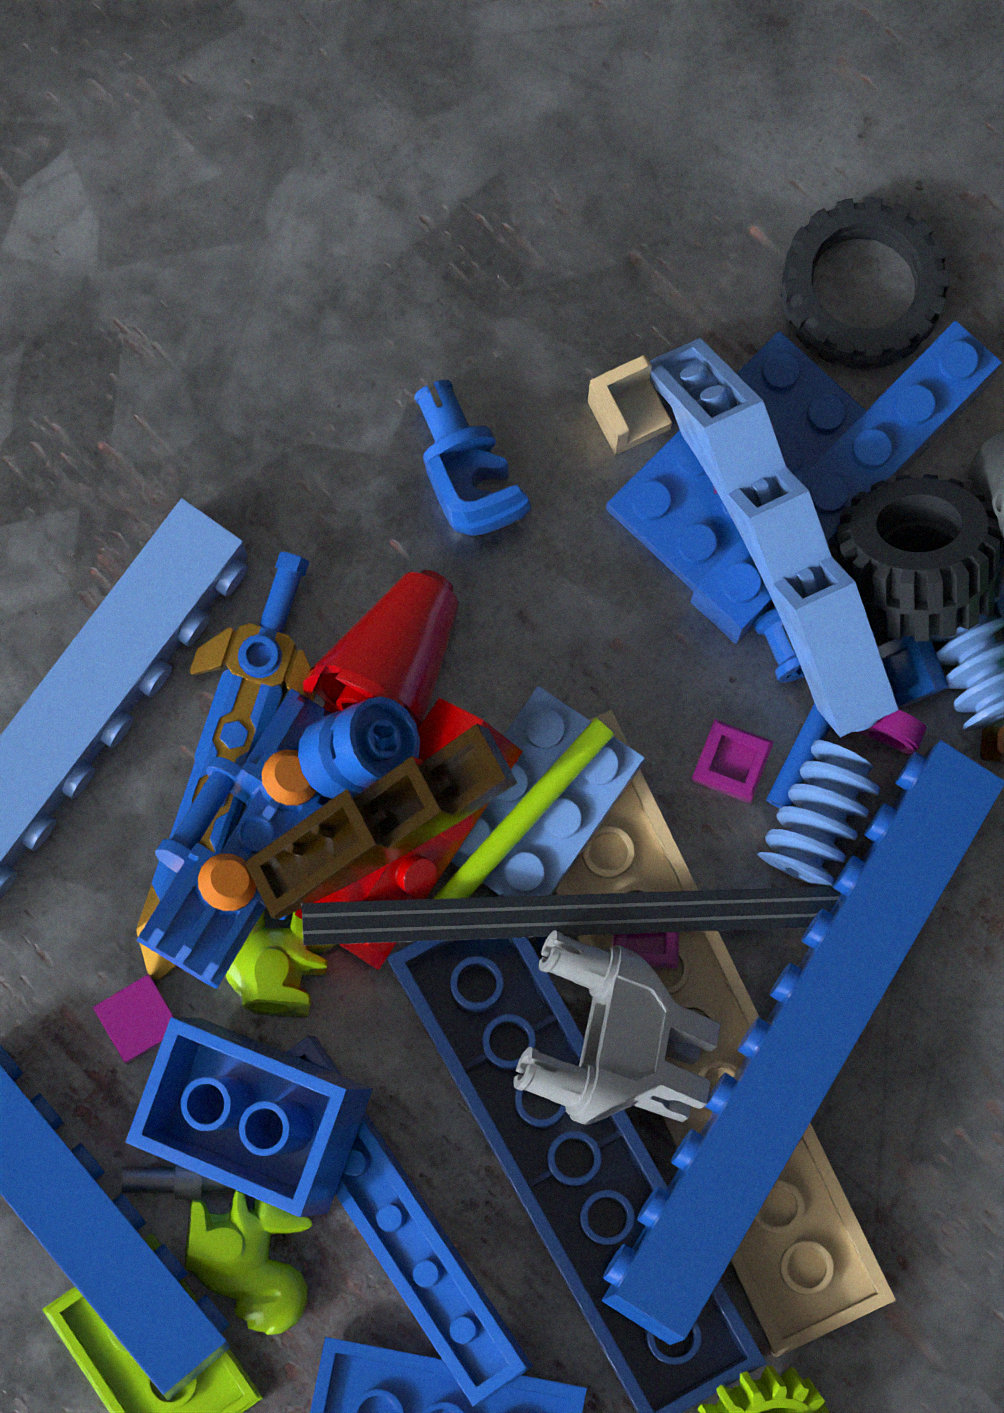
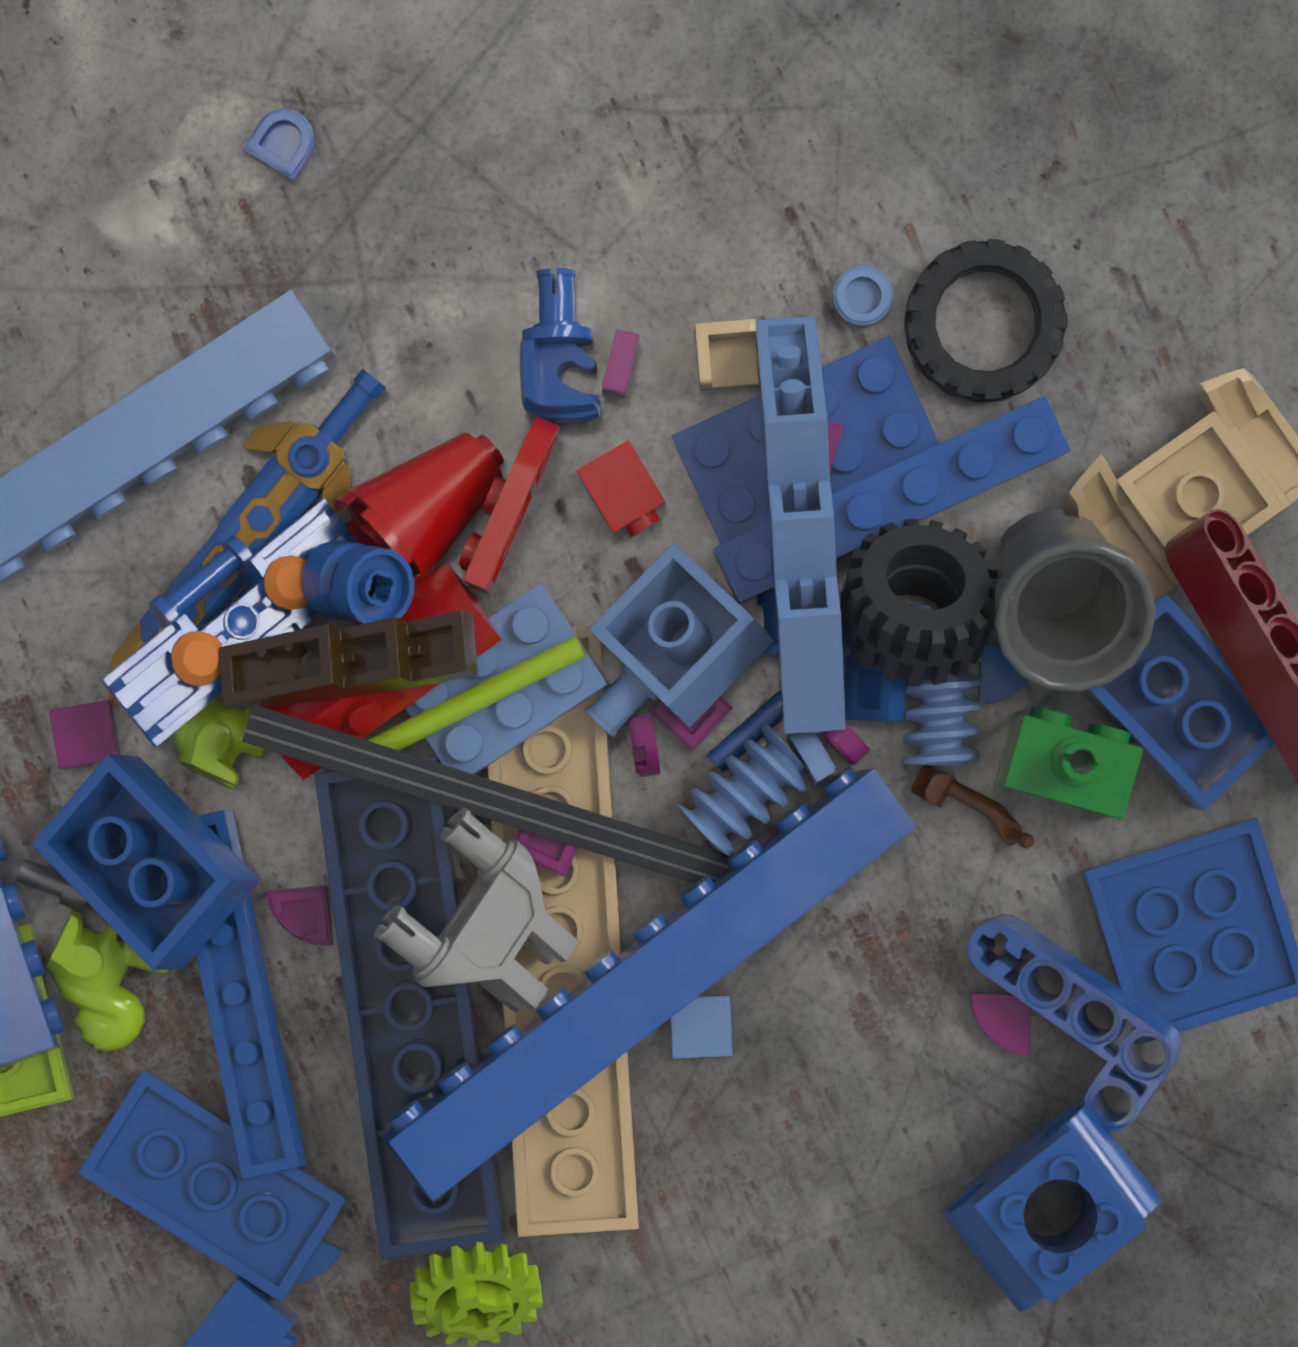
camera: 20 degrees right, 10 degrees up
(119, 372) = (282, 142): none -> tile
(426, 1113) = (303, 913): none -> magenta tile
(474, 627) = (507, 506): none -> red plate
(530, 452) = (620, 363): none -> magenta tile
(580, 571) = (622, 490): none -> red brick
(694, 692) = (677, 642): none -> medium blue brick
(702, 811) = (644, 745): none -> magenta tile
(736, 306) = (862, 296): none -> medium blue tile
(874, 1072) = (703, 1028): none -> medium blue tile
(879, 754) = (813, 756): none -> medium blue tile

